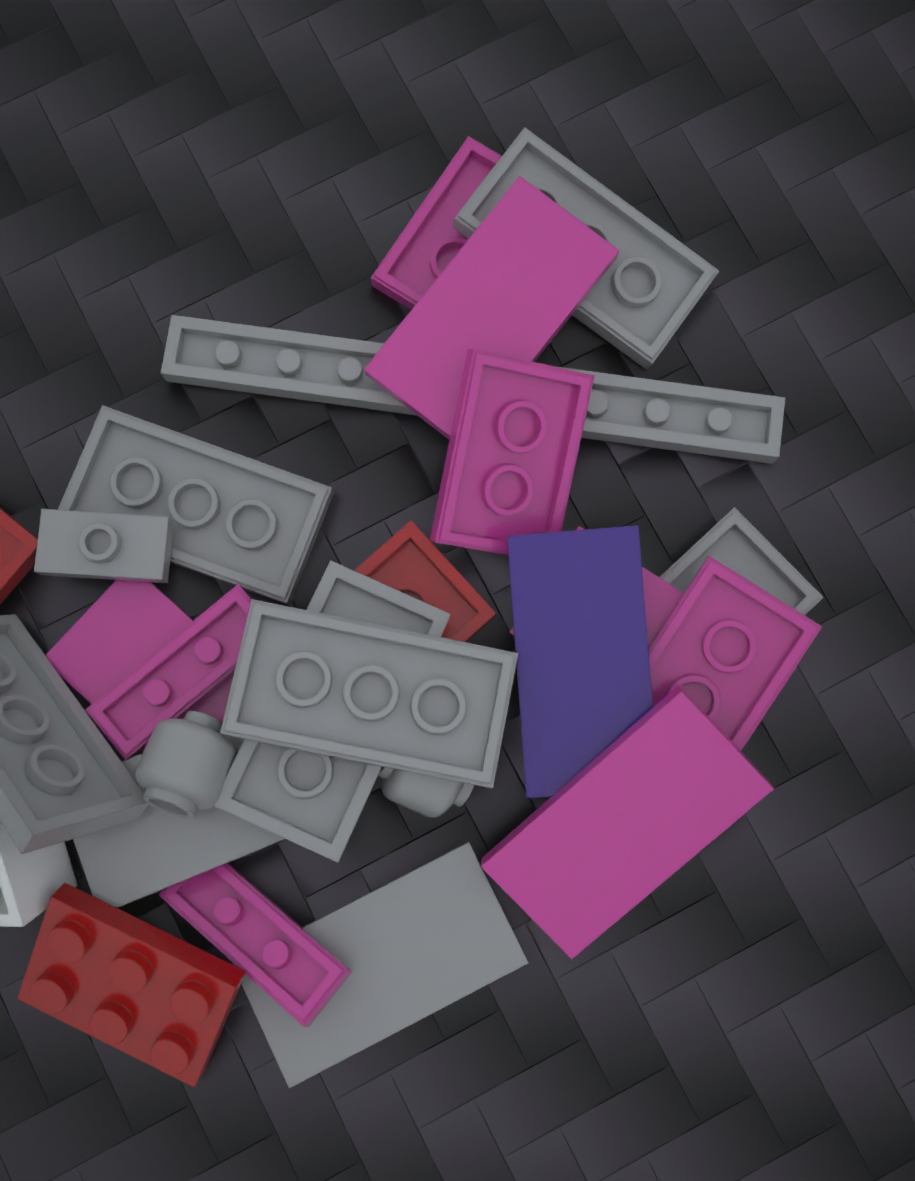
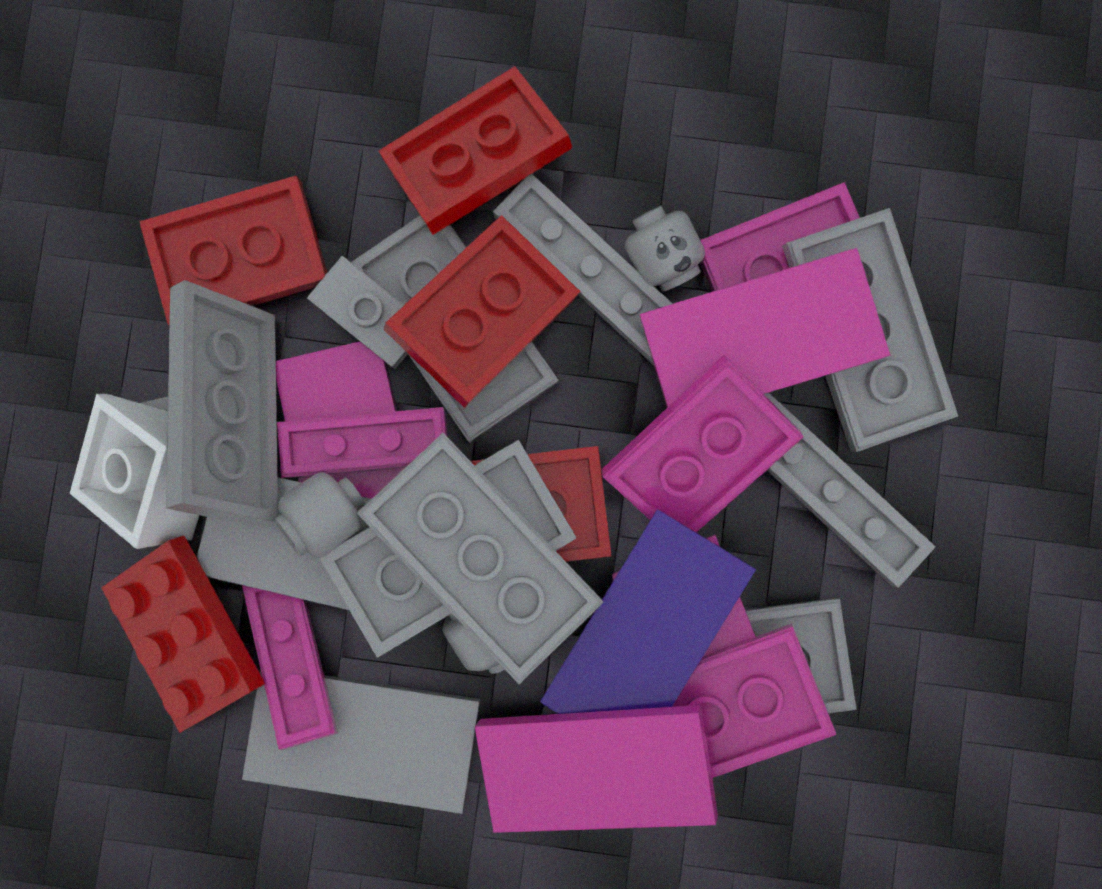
camera: 40 degrees right, 5 degrees up
(104, 328) = (475, 149): none -> red plate
(211, 469) = (481, 311): none -> red plate
(345, 298) = (665, 248): none -> light grey head

